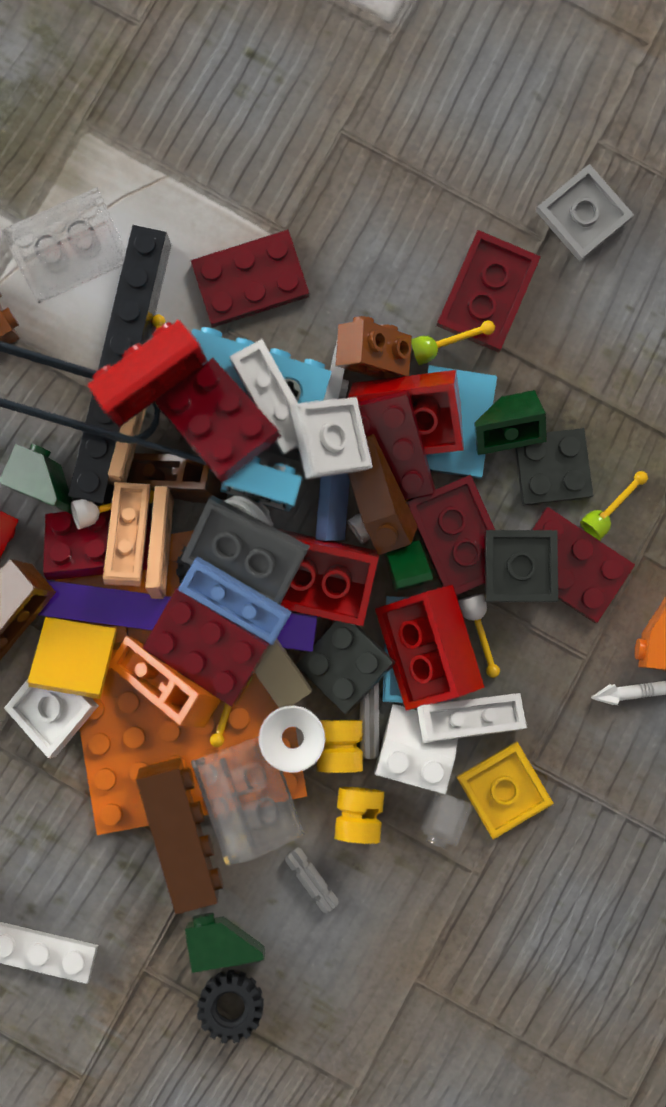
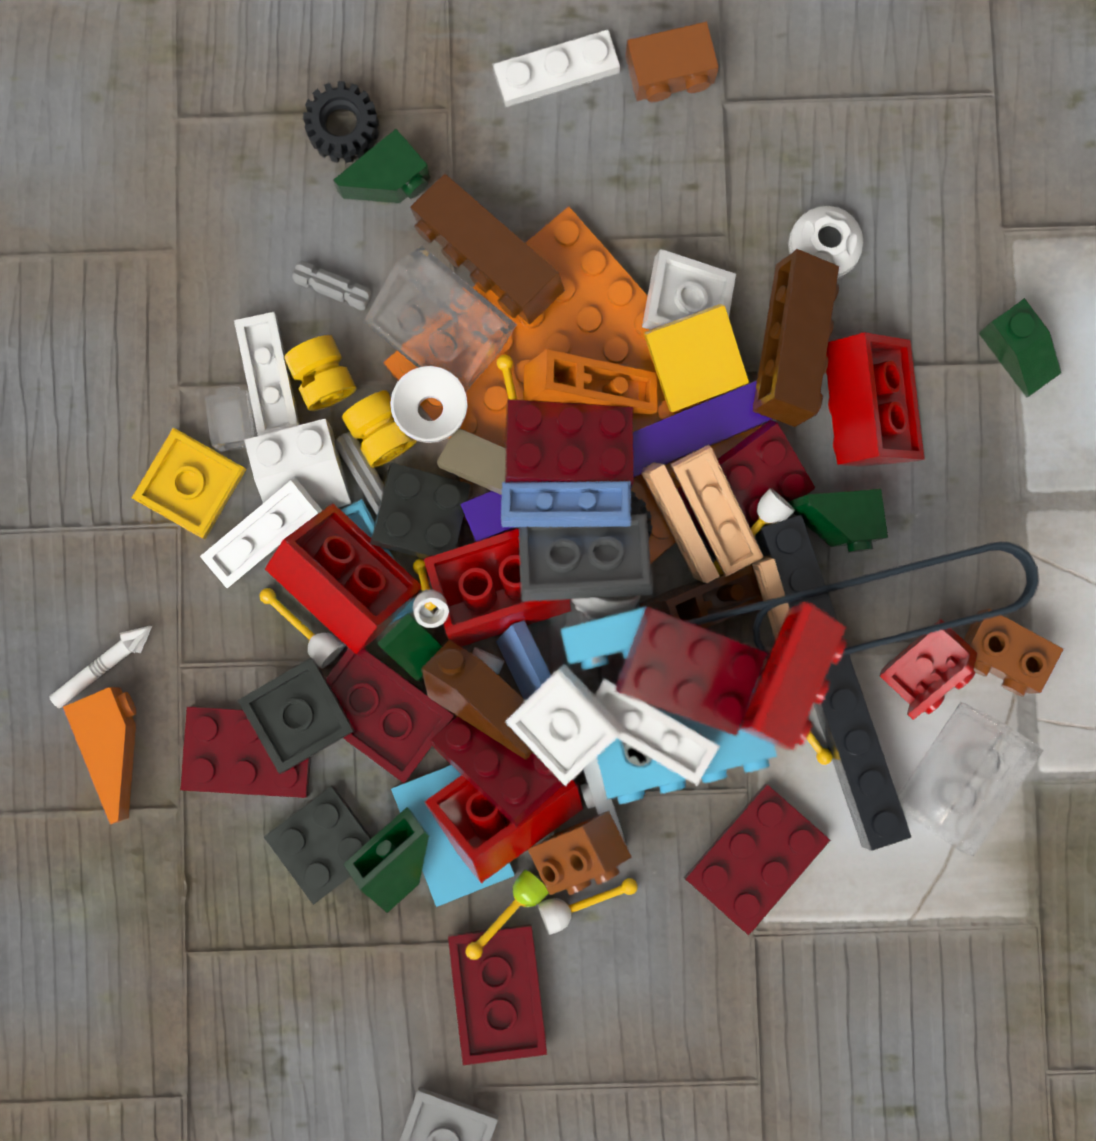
camera: 150 degrees right, 0 degrees up
(46, 331) = (930, 670): none -> bracket
(376, 590) = (428, 600): none -> white hinge
(400, 837) = (266, 373): none -> white plate
(413, 321) = (557, 913): none -> hinge
(598, 522) = (242, 812): hinge -> none

